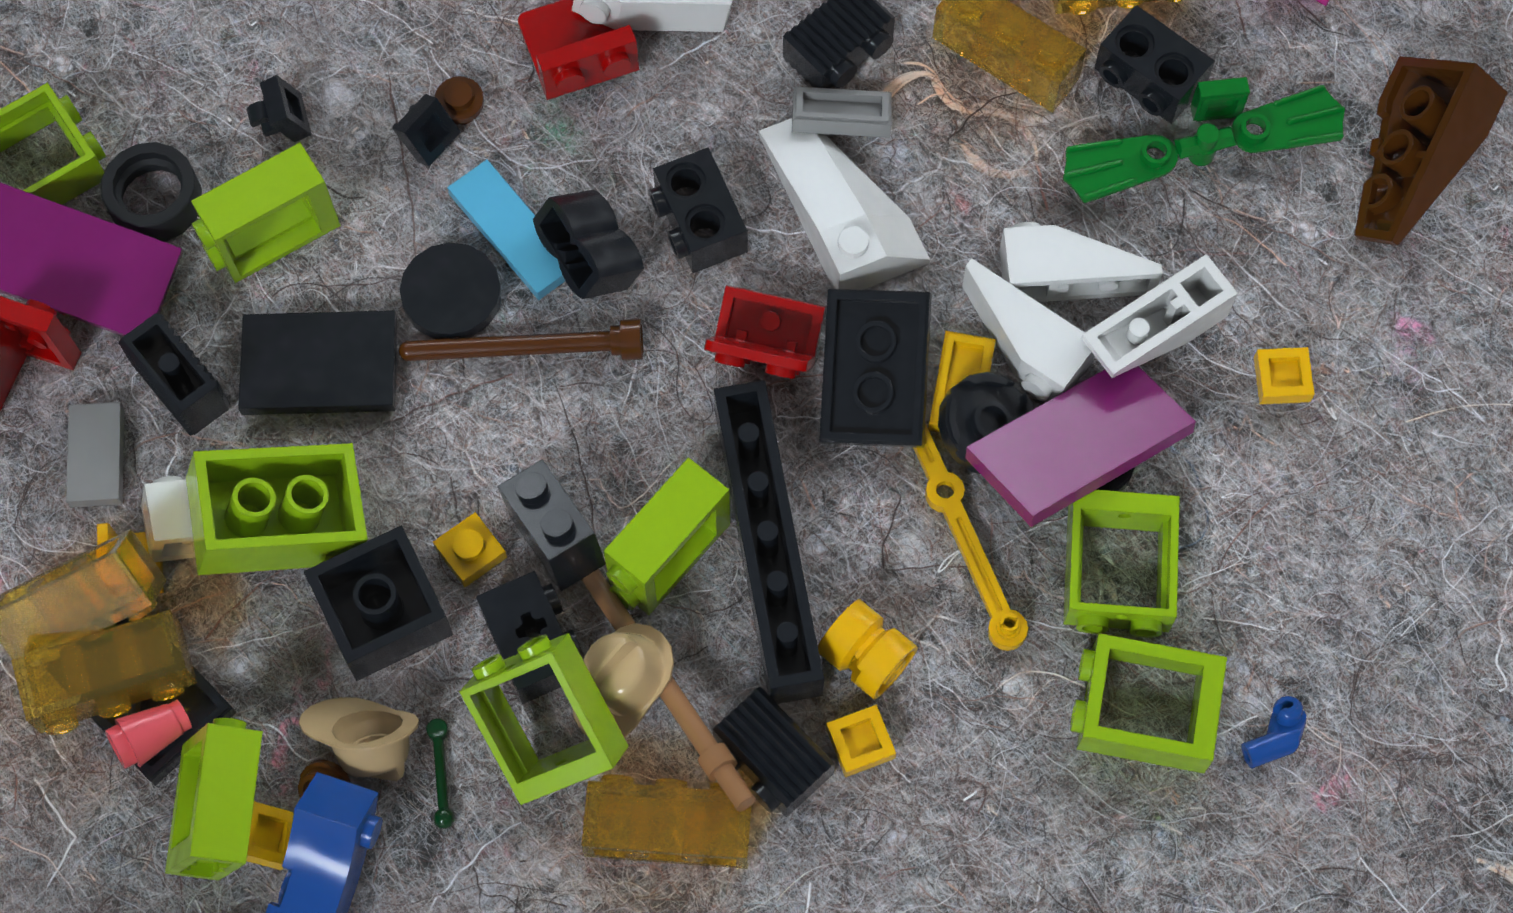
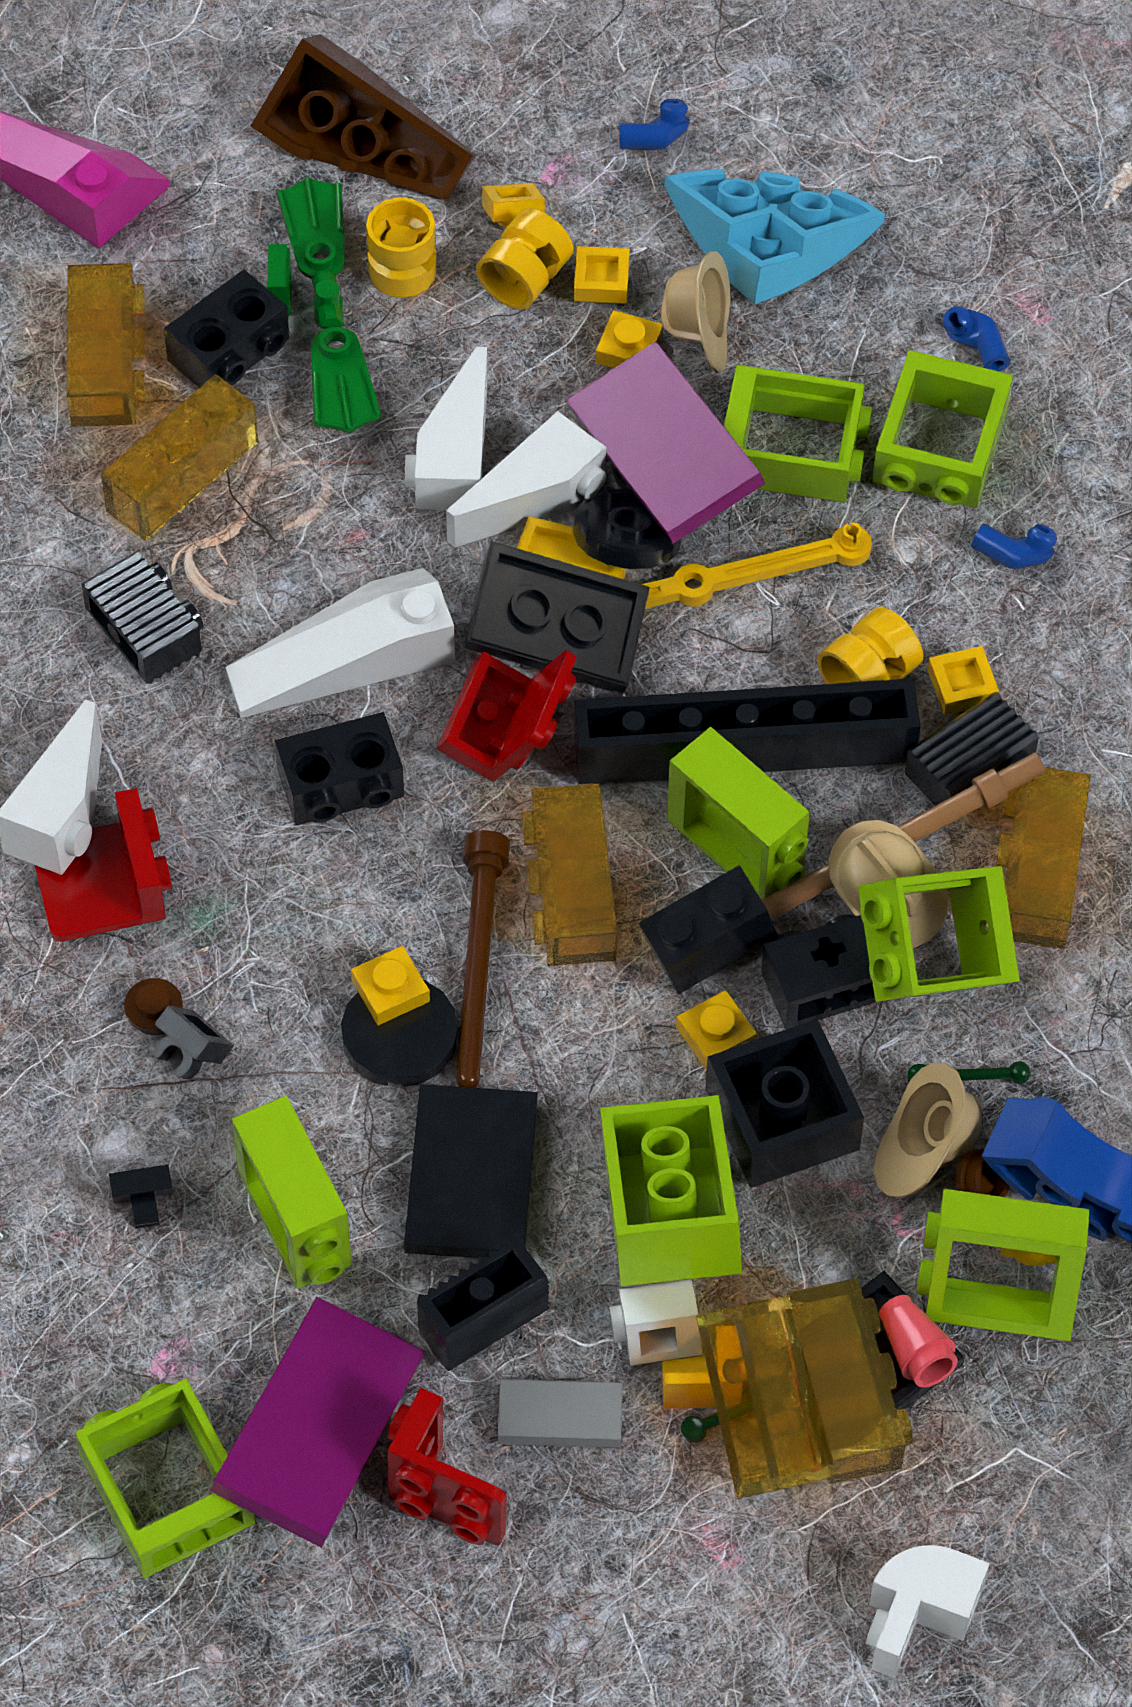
camera: 85 degrees left, 10 degrees down
(136, 162) = (221, 1295): black tyre -> none
(482, 273) = (390, 985): none -> yellow plate
(507, 227) = (324, 964): medium azure tile -> none
(588, 243) = (378, 870): black brick -> none
(610, 410) = (570, 875): none -> clear yellow brick
(841, 112) = (234, 626): light grey tile -> none
(1021, 787) = (1019, 552): none -> blue arm
(1162, 318) = (535, 351): white slope -> none
(1214, 410) = (625, 337): none -> yellow plate
(1248, 466) = (698, 307): none -> tan piece
(1273, 193) = (401, 247): none -> yellow wheel
(1282, 302) = (524, 259): none -> yellow wheel
(1352, 287) = (507, 200): none -> yellow plate
(1374, 526) = (770, 227): none -> medium azure brick
(1472, 416) = (660, 132): none -> blue arm

